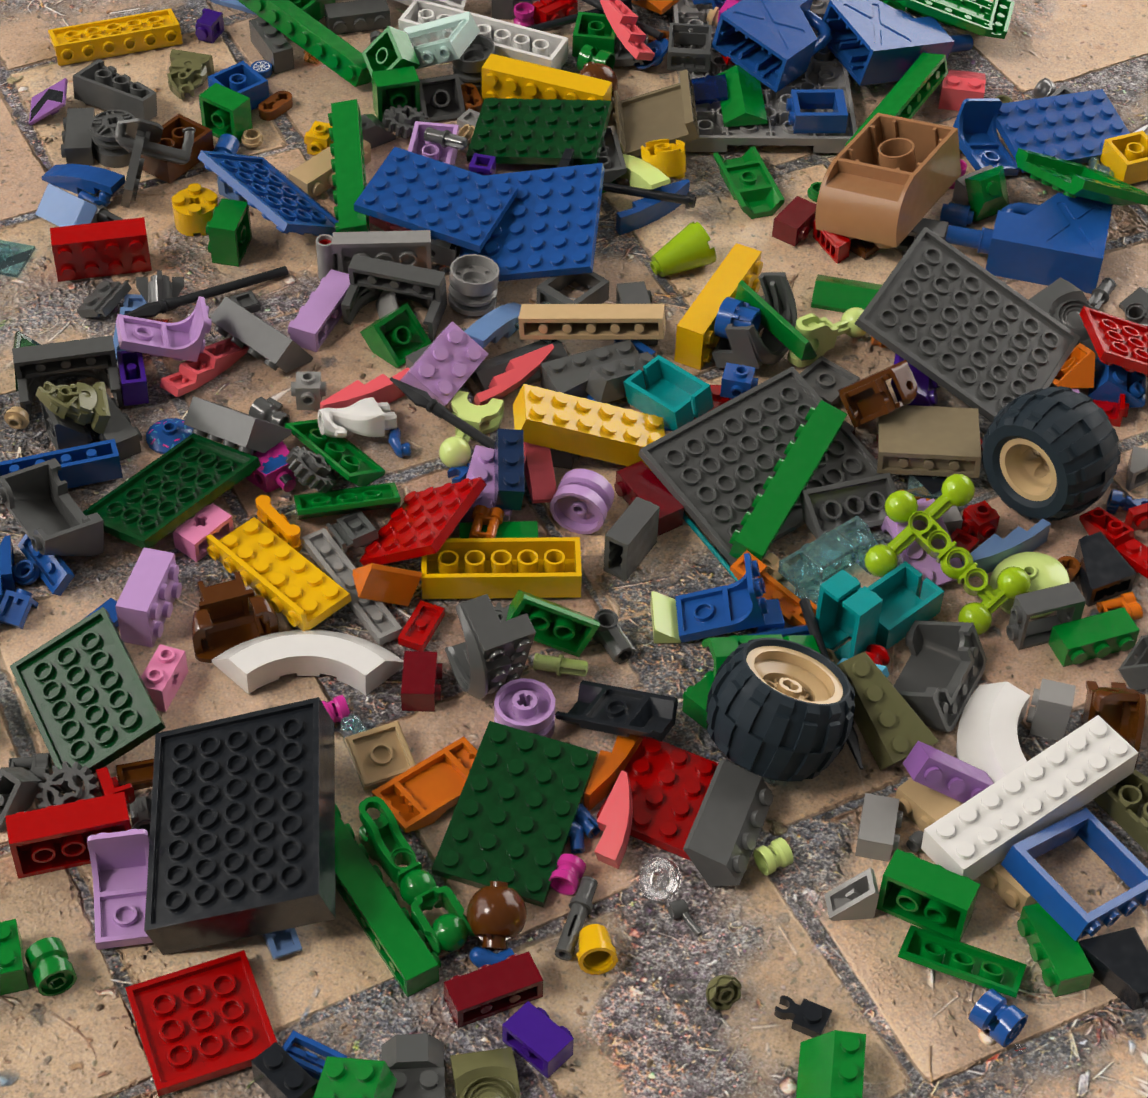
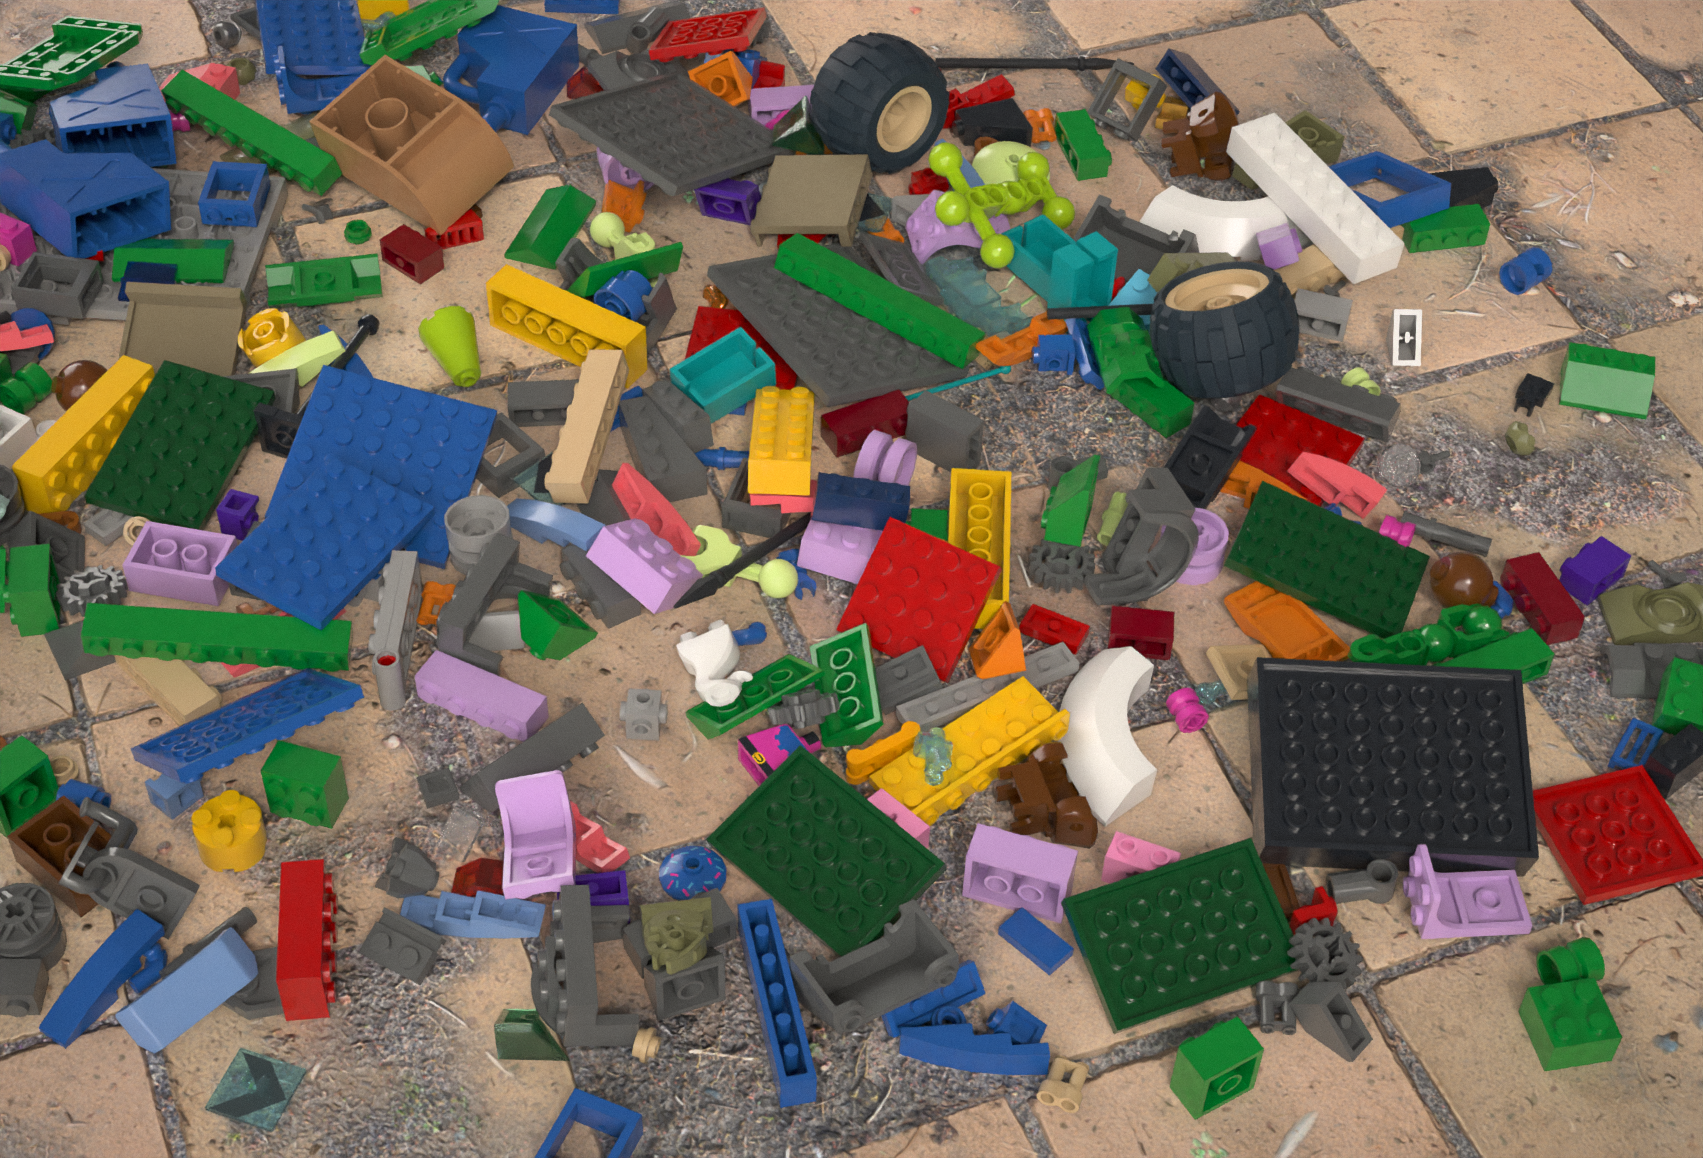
camera: 85 degrees left, 0 degrees up
(58, 834) = (1397, 944): red brick -> none
(169, 304) = (452, 877): black piece -> none
(233, 427) = (720, 780): dark grey slope -> none
(263, 537) = (936, 752): none -> clear light blue plate
(269, 410) = (675, 762): dark grey piece -> none
(317, 138) = (104, 683): yellow brick -> none
(380, 388) = (659, 658): coral slope -> none
(445, 138) = (188, 528): dark grey axle -> none
(596, 950) = (1486, 518): yellow piece -> none
(664, 619) = (1044, 436): yellowish green slope -> none
(723, 607) = (1048, 370): blue bracket -> none
(737, 380) = (710, 320): blue brick -> none
(827, 379) = (694, 267): dark grey plate -> none
(871, 397) = (750, 211): reddish brown piece -> none
(927, 895) = (1409, 281): green brick -> none
(962, 961) = (1465, 287): green slope -> none
(1051, 710) = (1187, 169): light grey brick -> none
(1063, 598) = (1067, 160): dark grey window -> none

